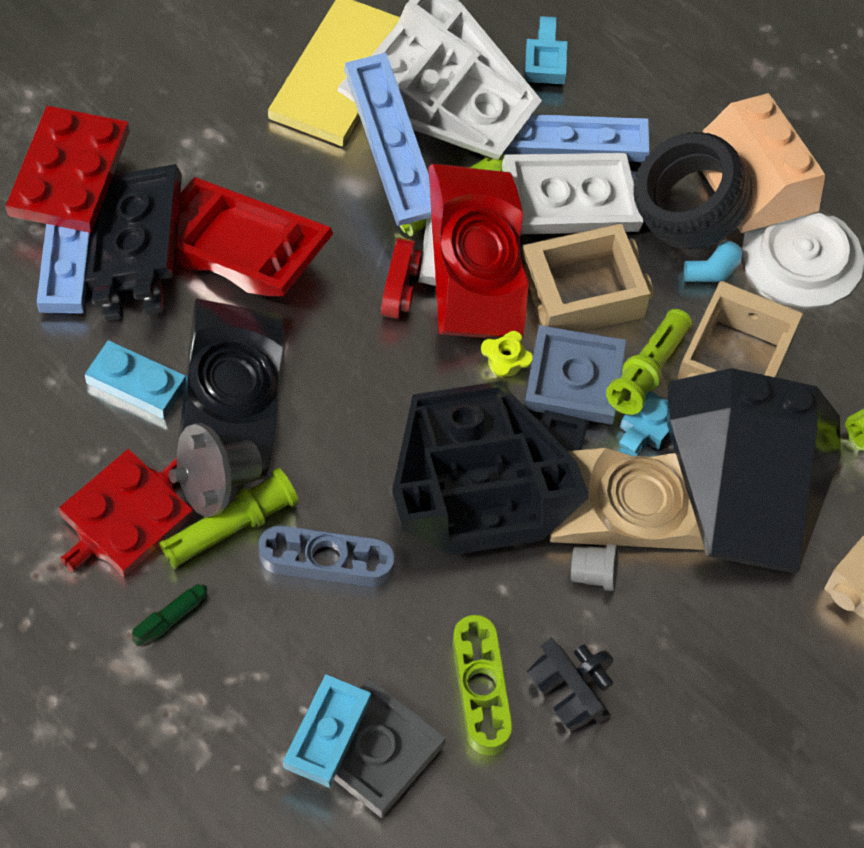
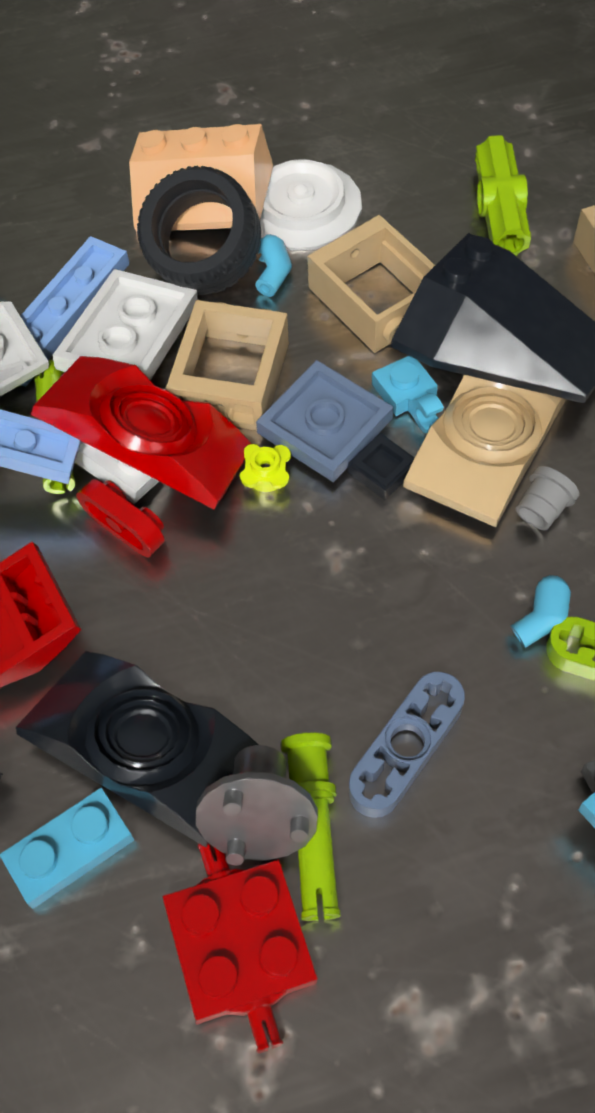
camera: 55 degrees left, 0 degrees up
(160, 622) = (399, 965): dark green piece -> none
(481, 472) = (391, 543): black wedge -> none
(494, 607) = (549, 609): none -> medium azure arm
(643, 371) = (363, 359): lime pin -> none

